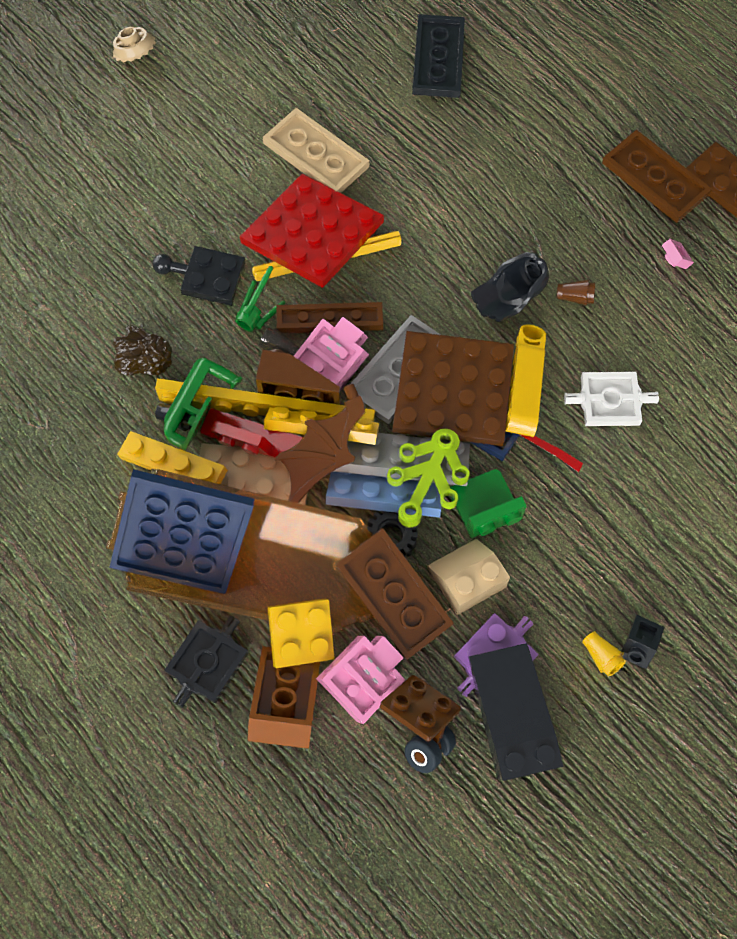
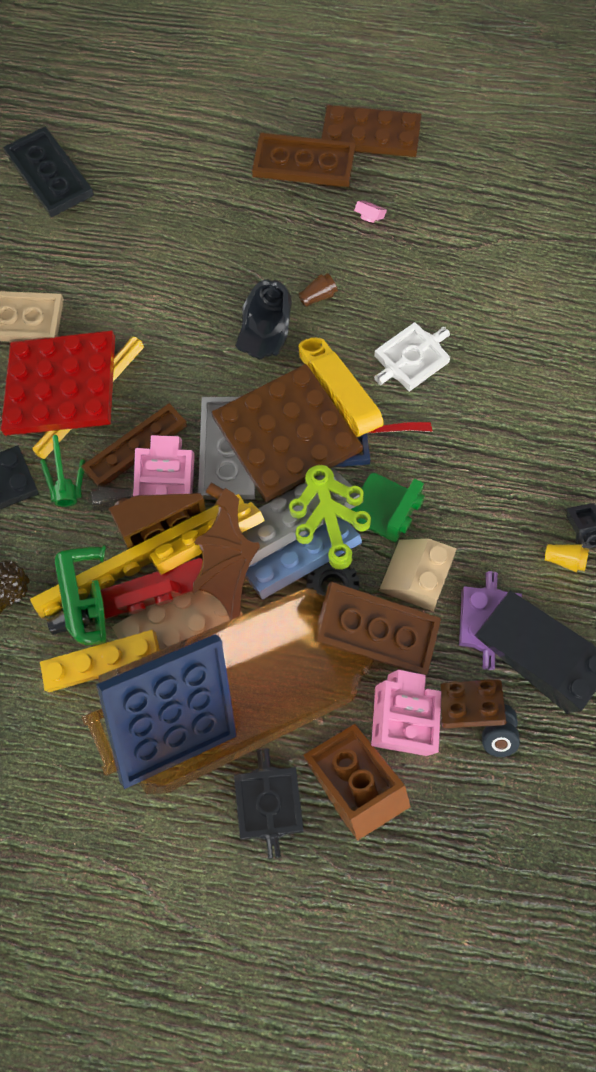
camera: 35 degrees left, 0 degrees up
(301, 633) = (330, 718): yellow plate -> none

